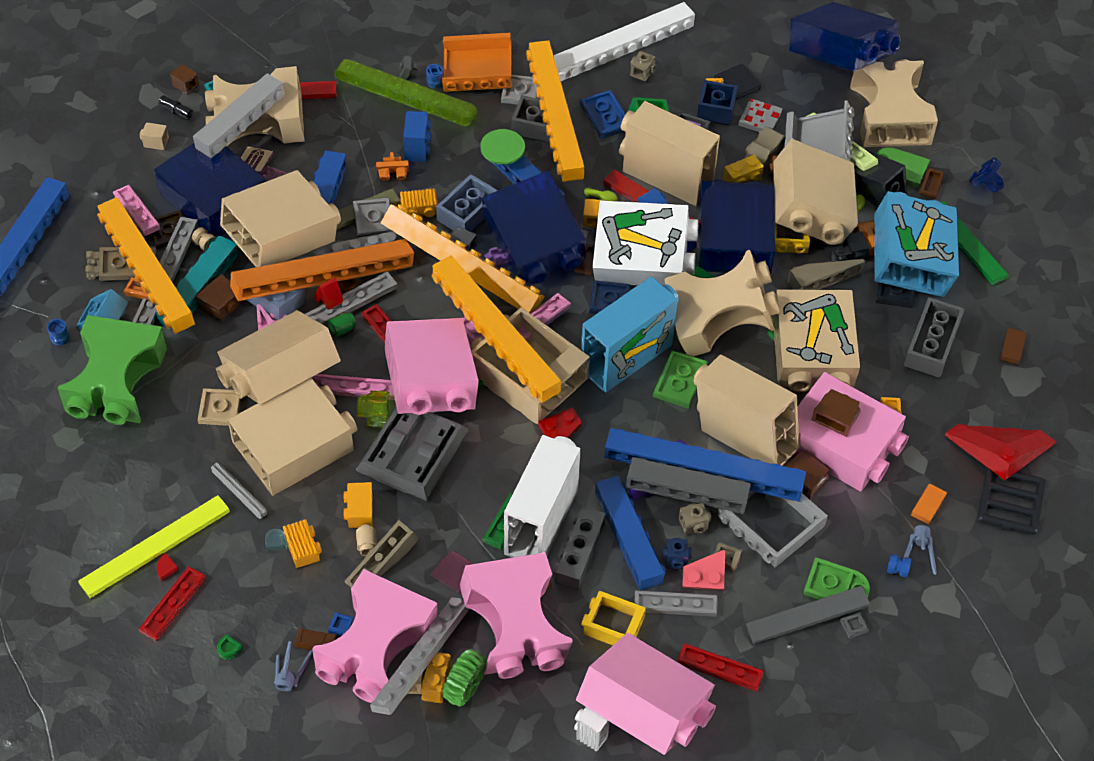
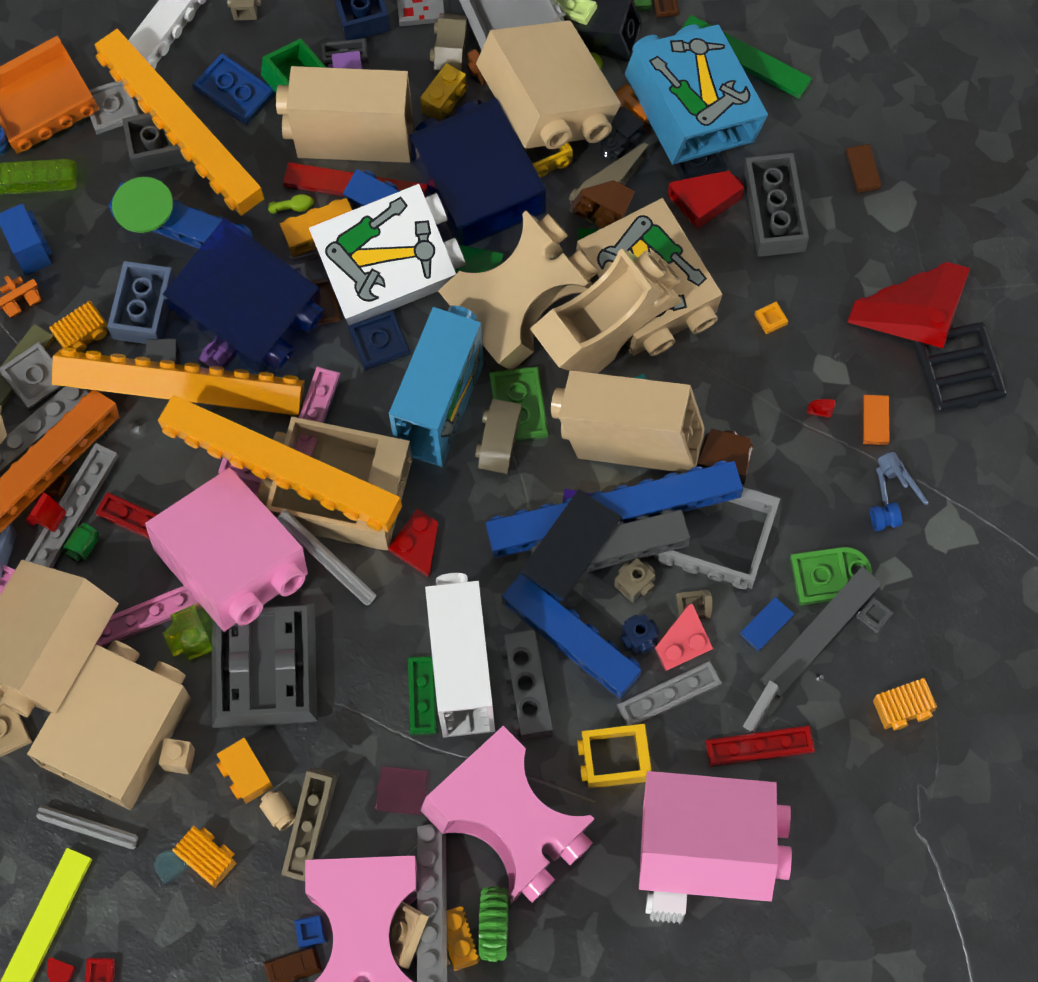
camera: 25 degrees left, 15 degrees up
(322, 475) = (177, 756): none -> tan brick
(400, 649) = (406, 933): none -> tan tile
(492, 404) = (326, 558): none -> light grey axle
(654, 388) = (499, 436): none -> dark tan brick
(660, 467) = (571, 545): none -> black tile
(734, 635) = (761, 706): none -> light grey tile
(772, 336) = (599, 321): none -> tan brick
(772, 593) = (767, 624): none -> blue tile
(809, 274) = (602, 203): none -> reddish brown slope
(837, 412) = (731, 368): reddish brown torso -> none
(841, 690) = (905, 704): none -> light orange brick
(870, 439) = (749, 379): bright pink brick -> none
(888, 312) = (706, 196): none -> red slope
(894, 477) = (821, 407): none -> red tile

